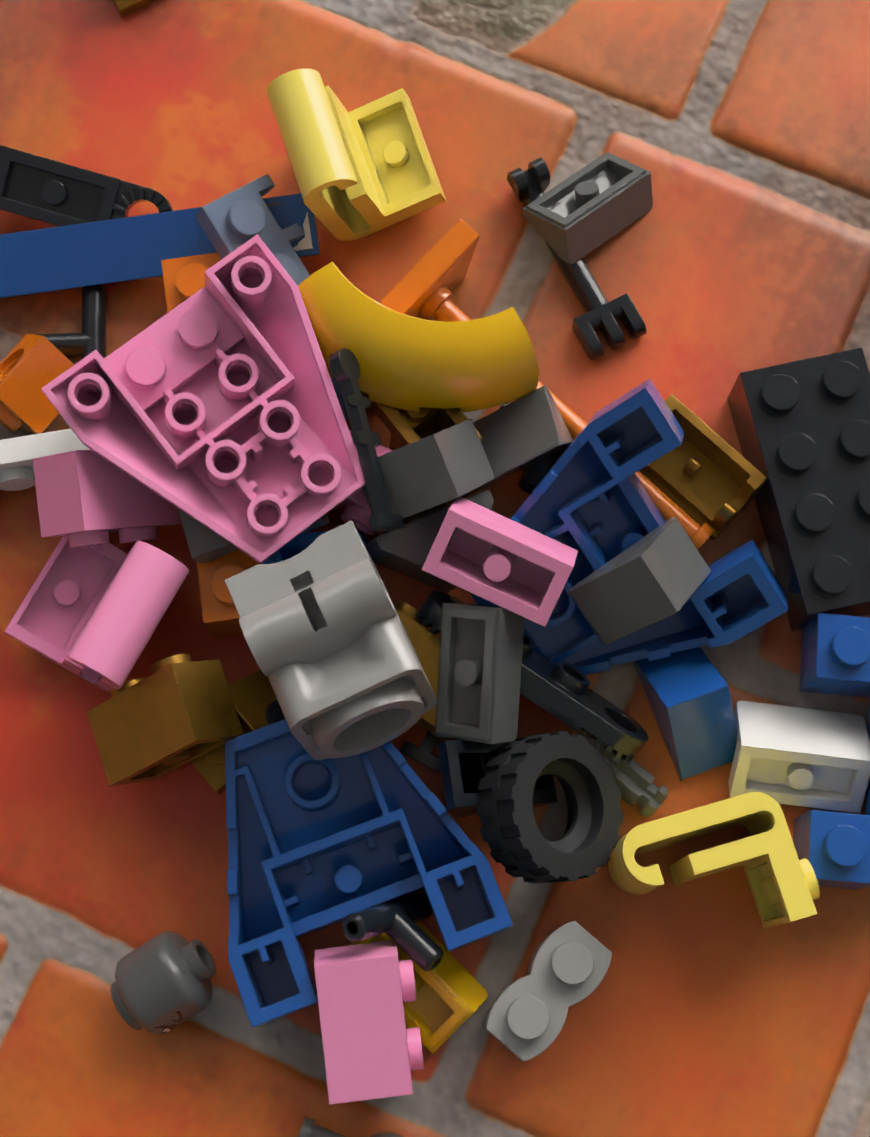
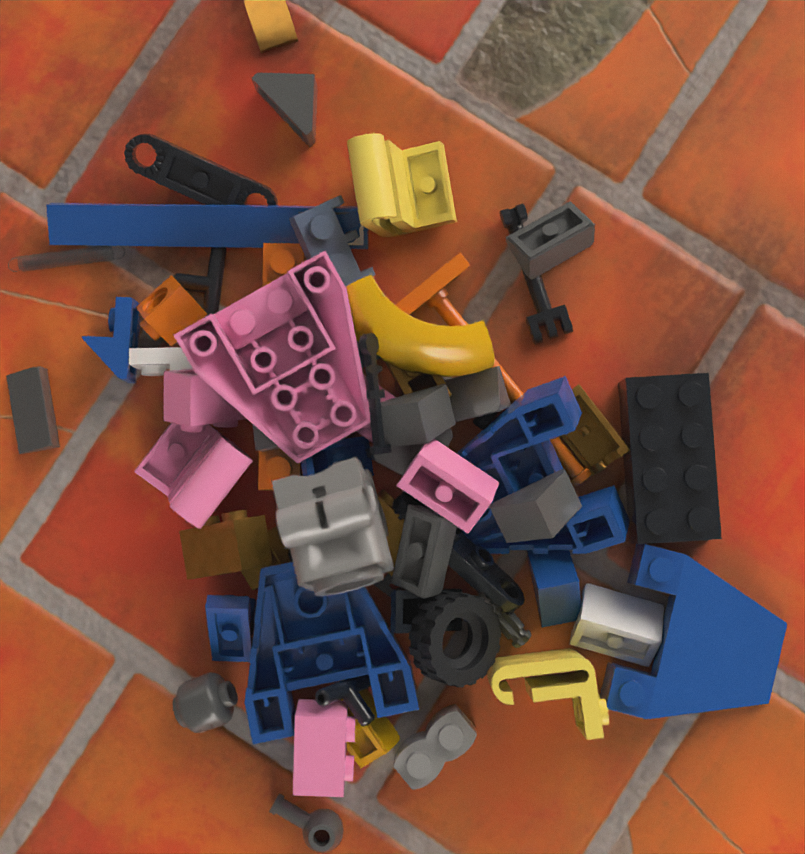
camera: 20 degrees right, 10 degrees up
(174, 65) = (293, 100): none -> dark grey slope
(189, 852) = (230, 626): none -> blue slope

